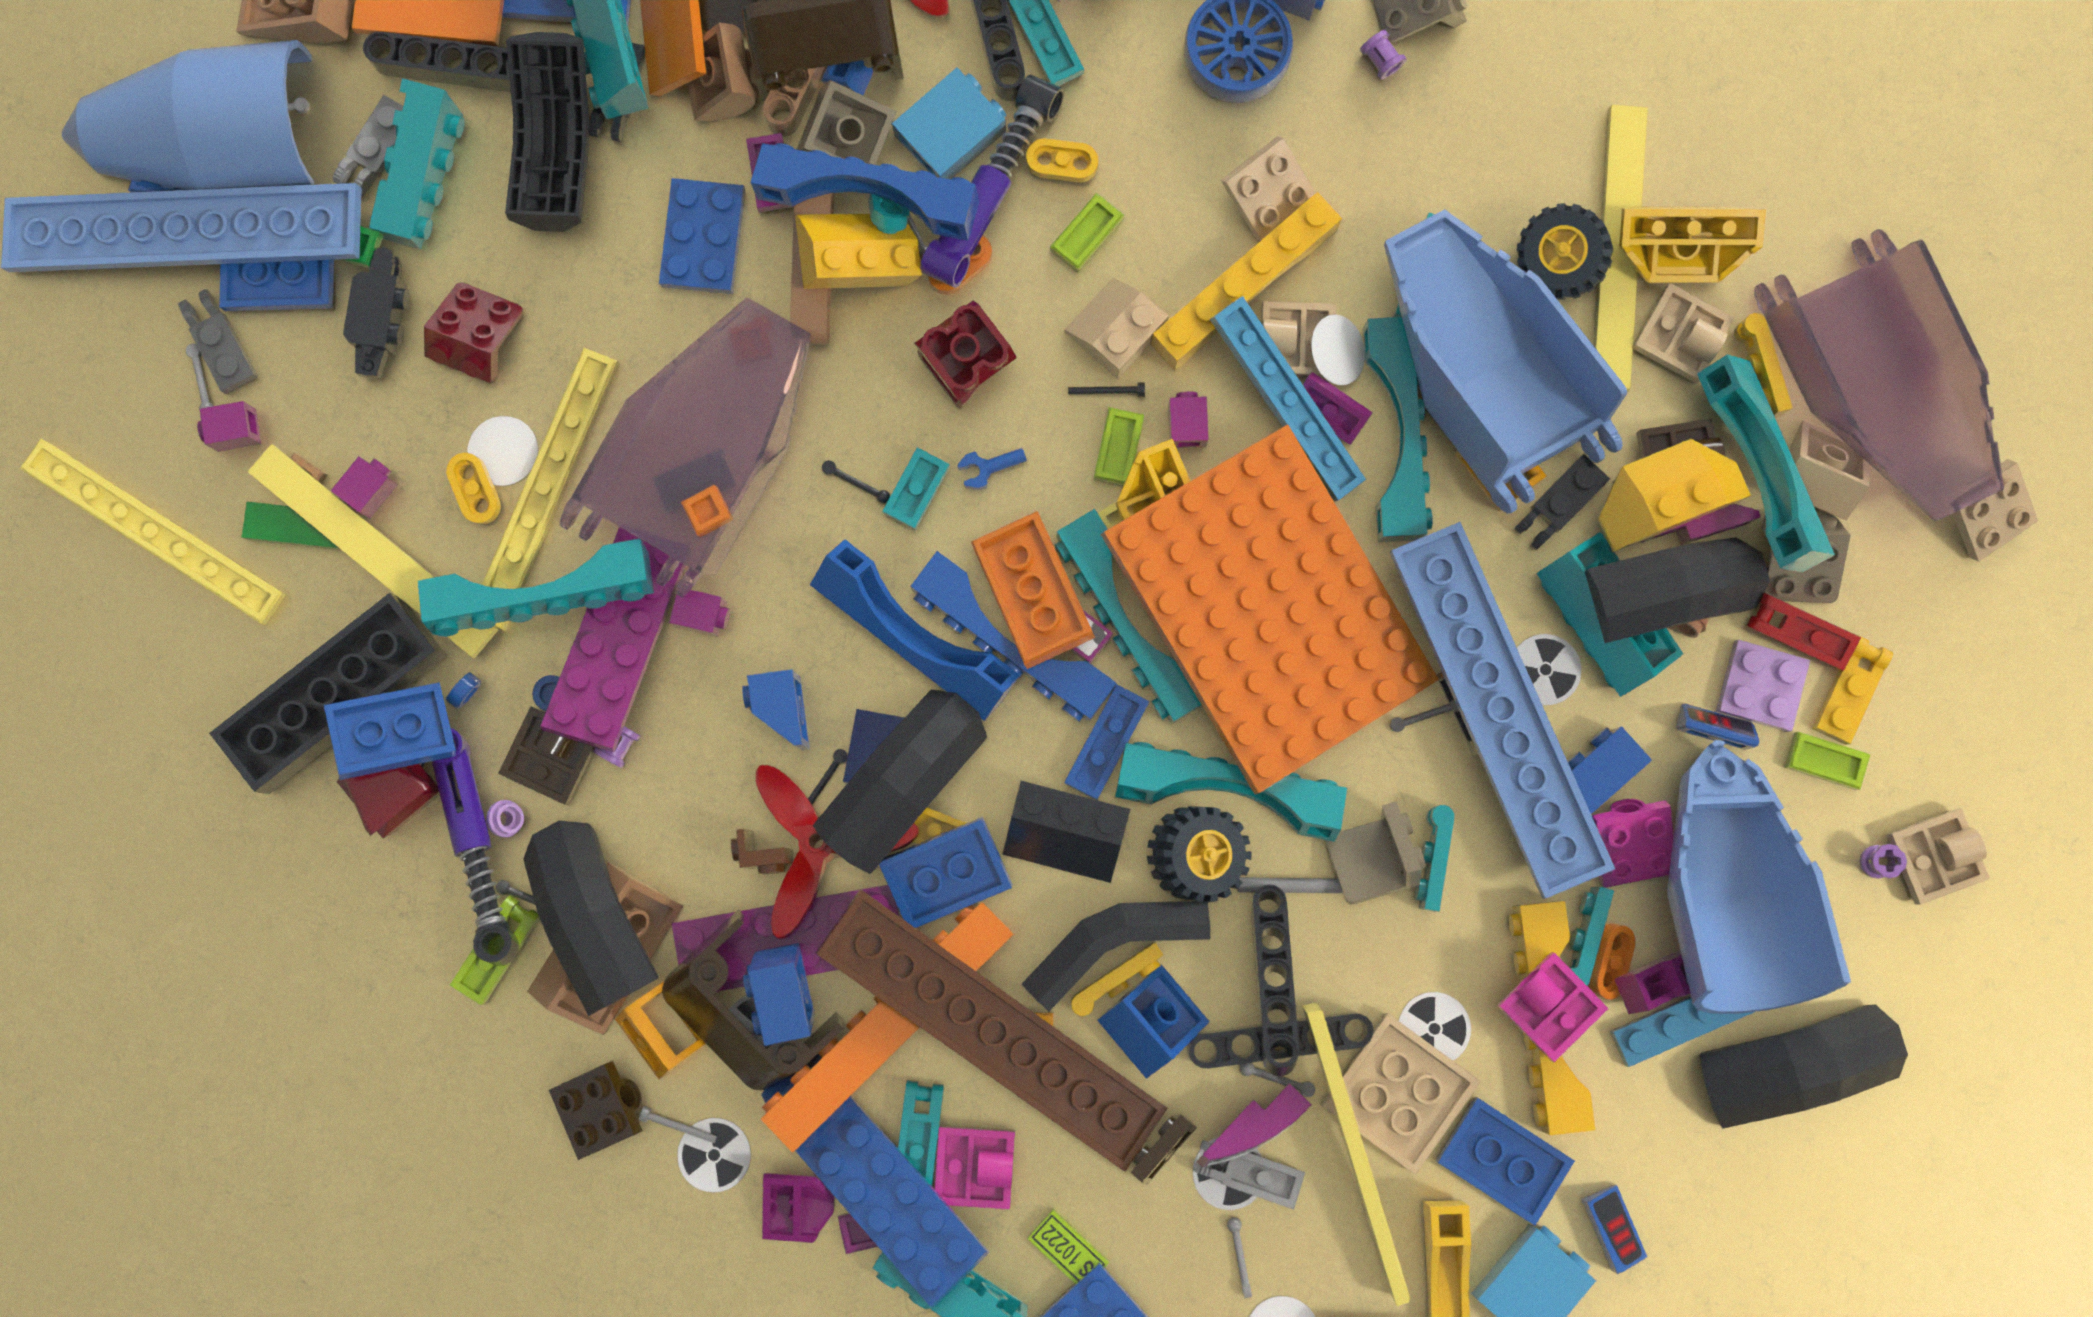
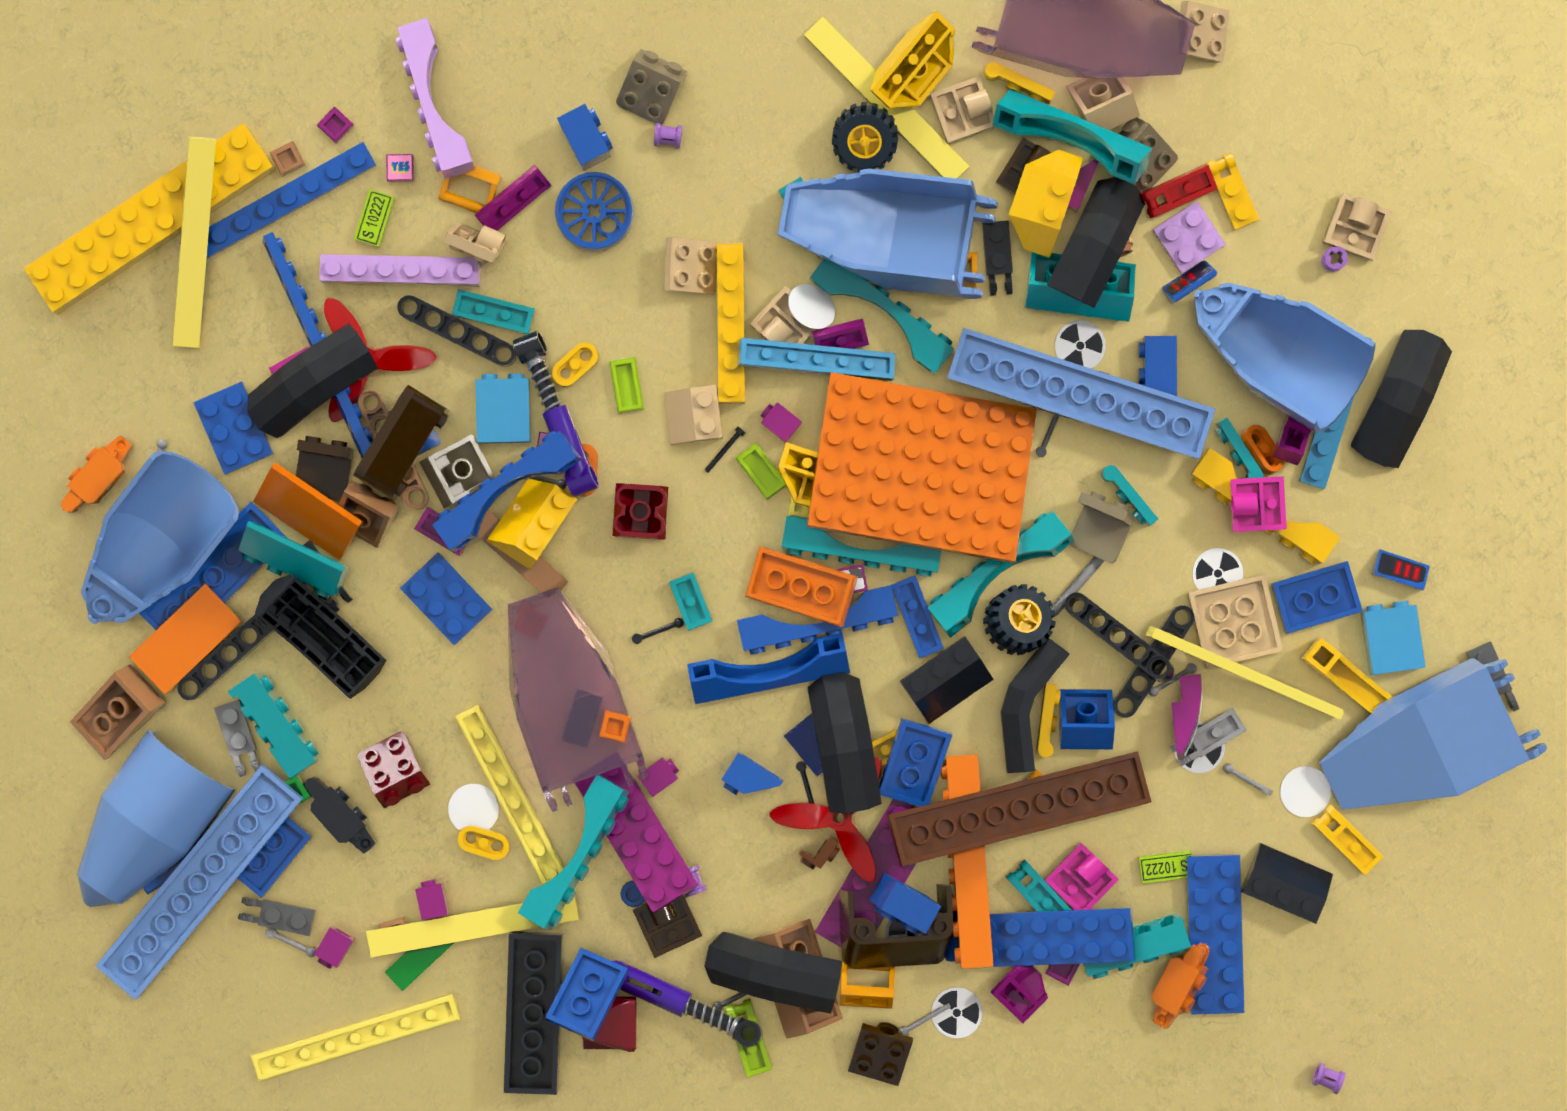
camera: 50 degrees left, 5 degrees up
(463, 690) = (592, 939): blue tile -> none
(514, 817) = (683, 969): lavender plate -> none
(887, 215) = (528, 489): teal plate -> none
(989, 466) = (711, 551): blue bar -> none
(1152, 1160) = (1157, 783): dark brown plate -> none
(1636, 840) = (1210, 382): dark pink plate -> none
(1827, 761) = (1257, 239): lime tile -> none

